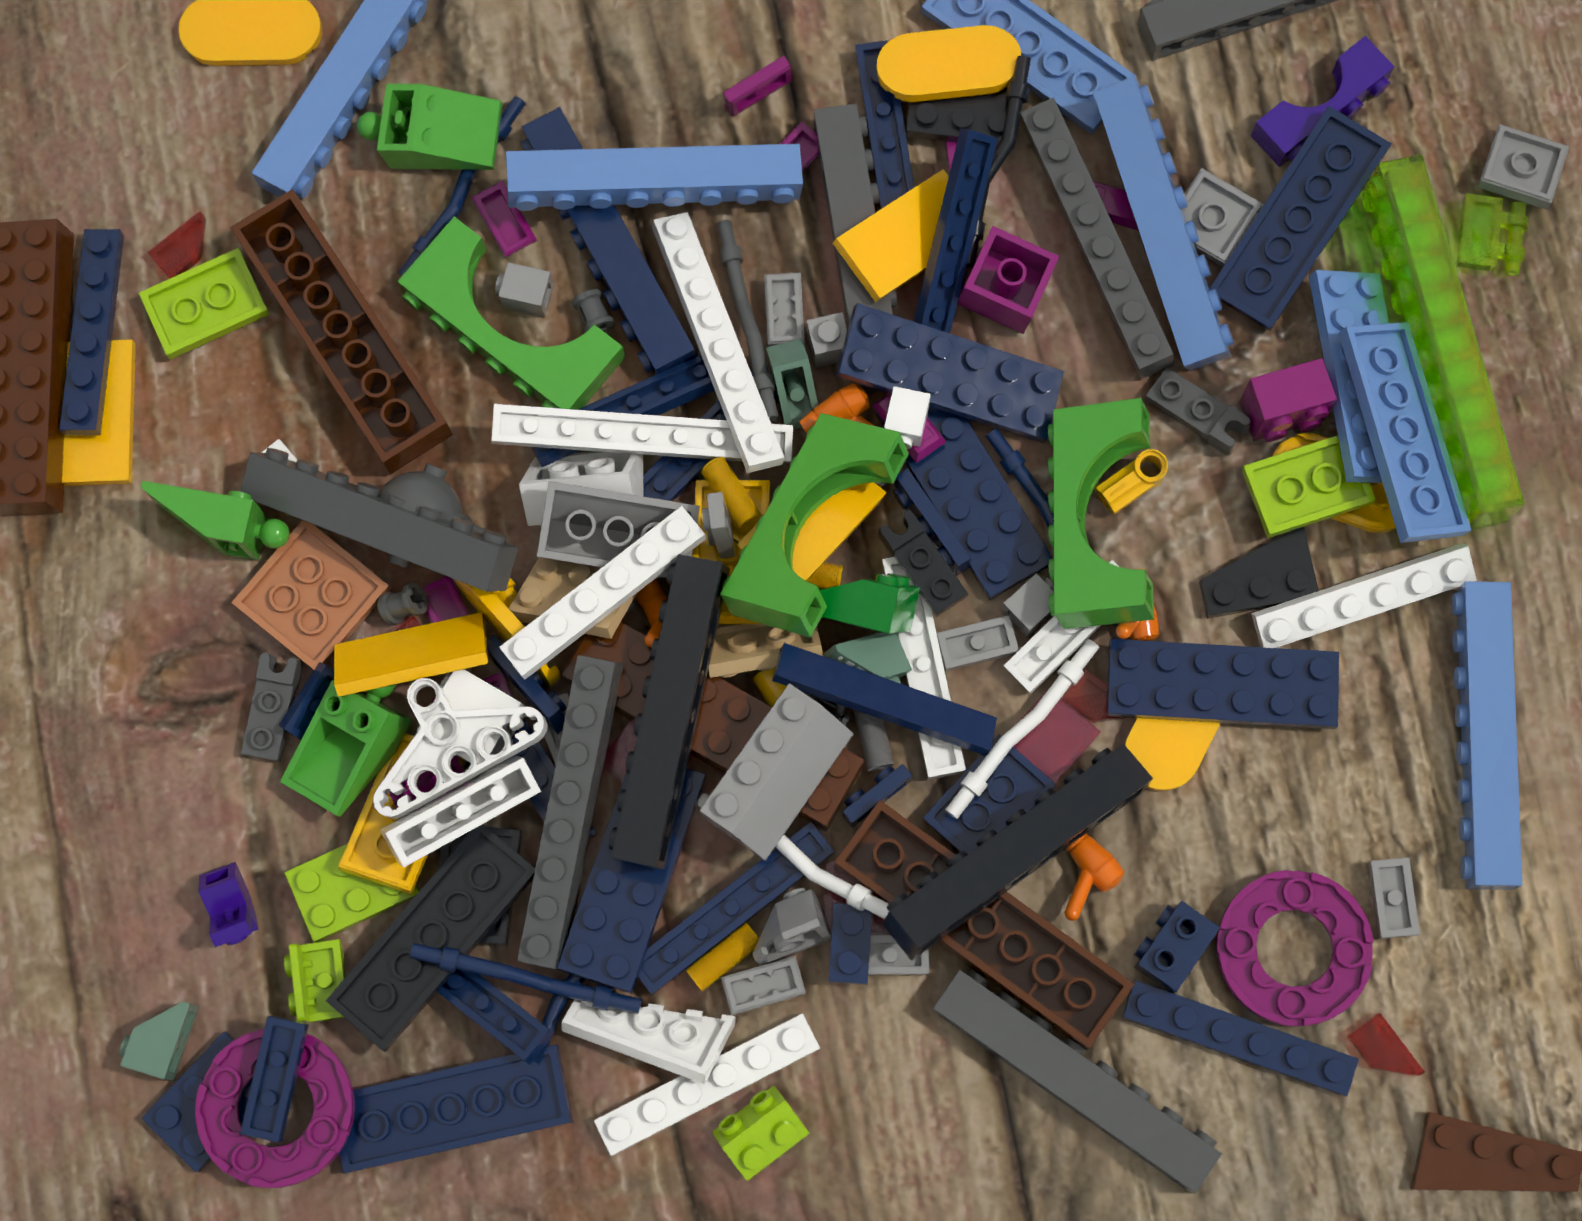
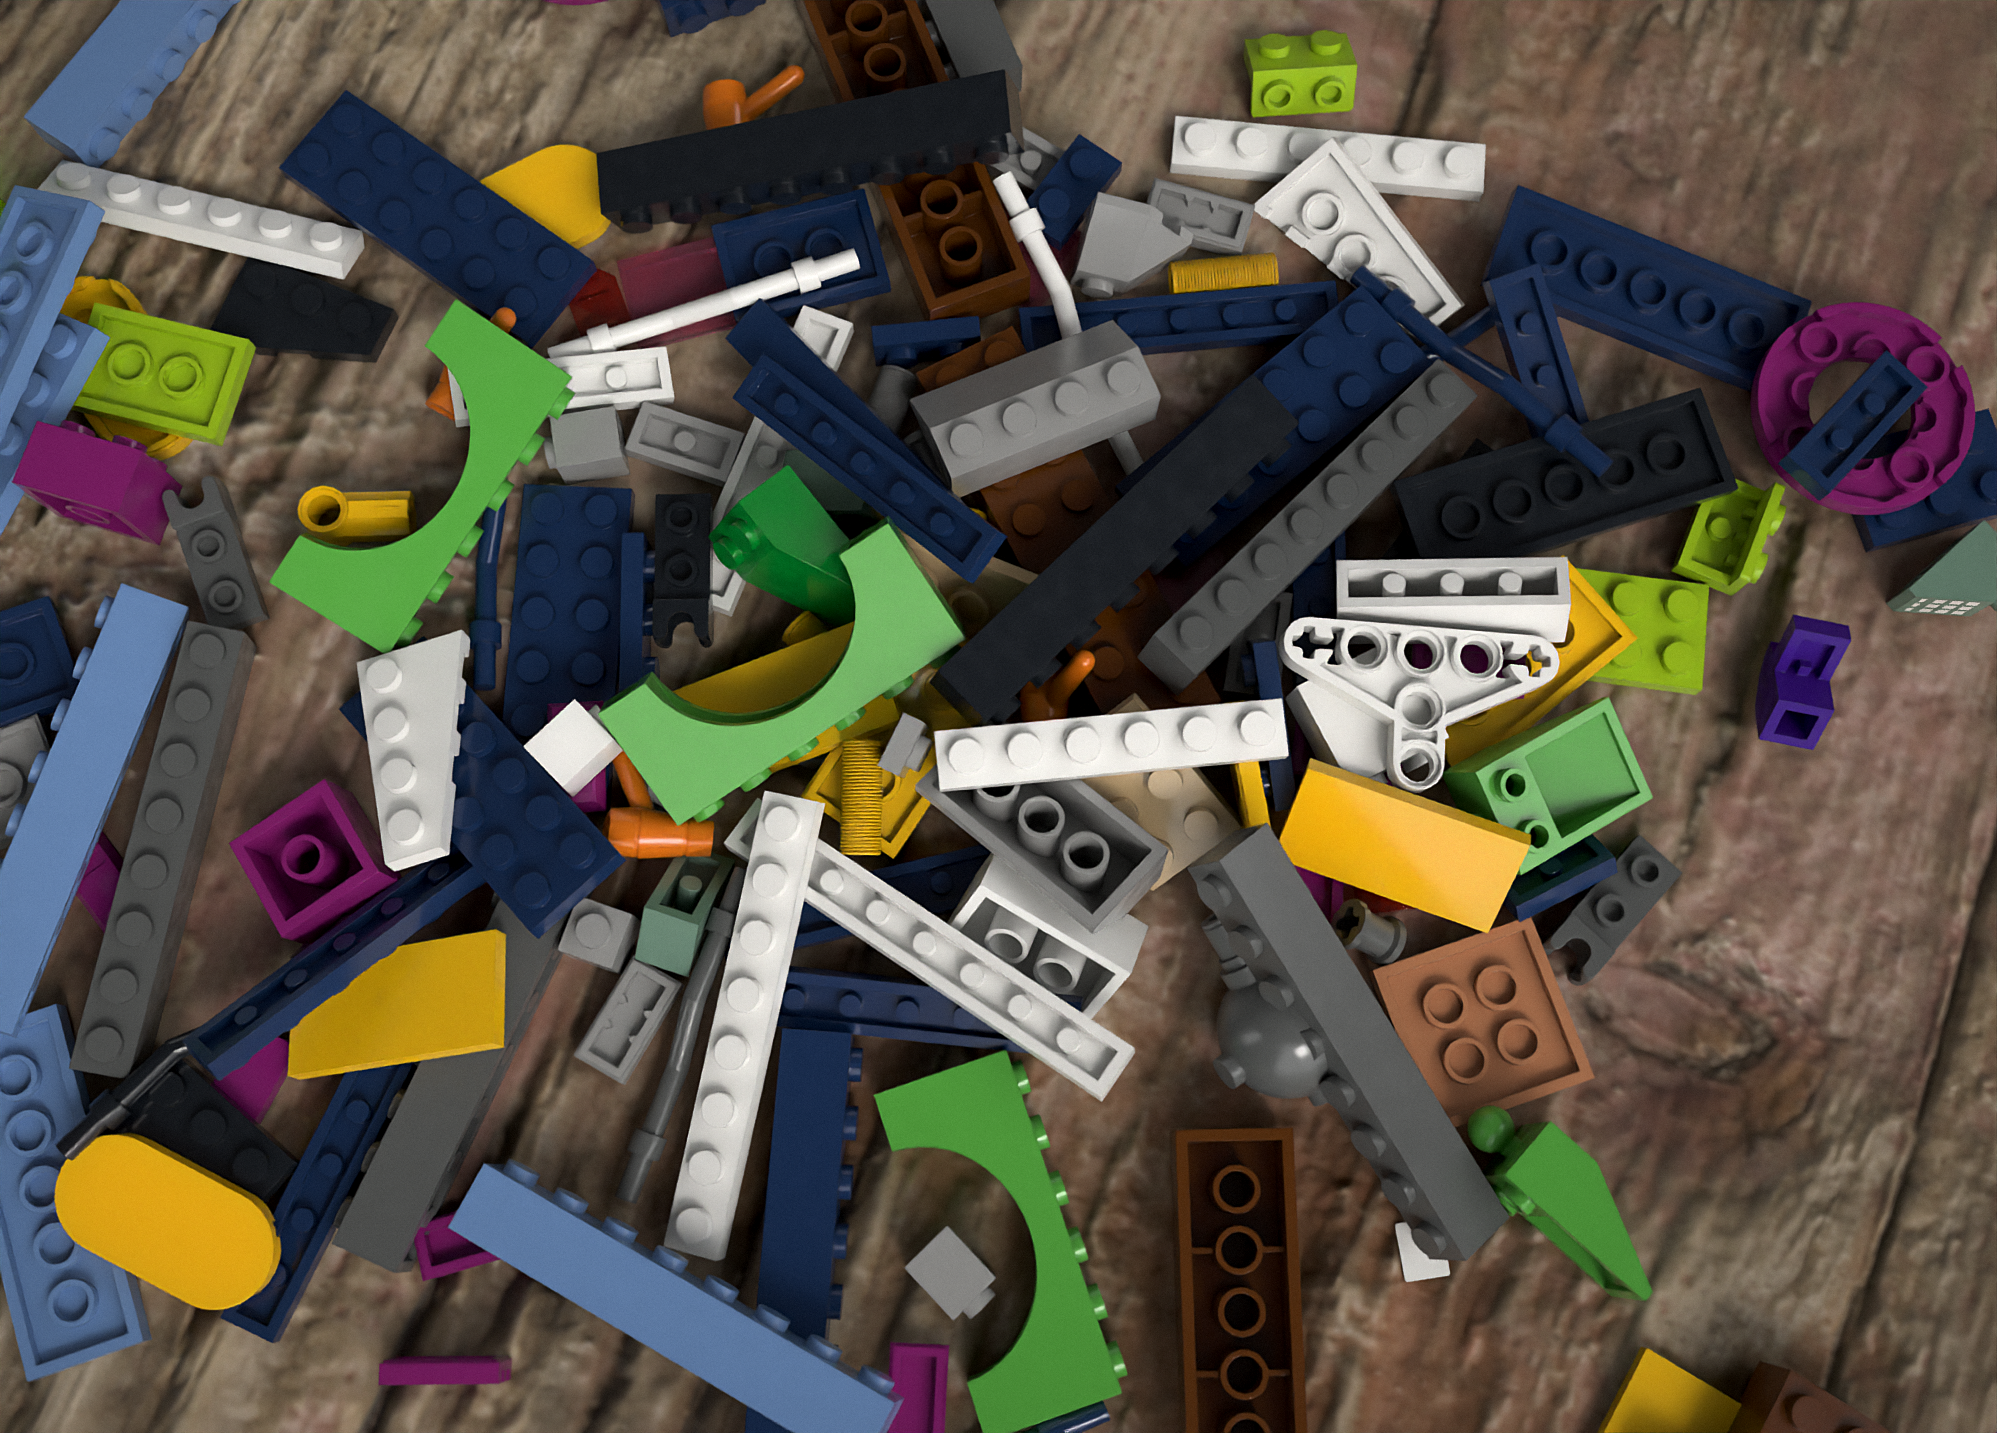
camera: 155 degrees left, 0 degrees up
(592, 310) = (881, 1180): dark grey bush -> none
(846, 667) = (870, 468): none -> dark blue plate
(1008, 378) = (412, 743): none -> white wing

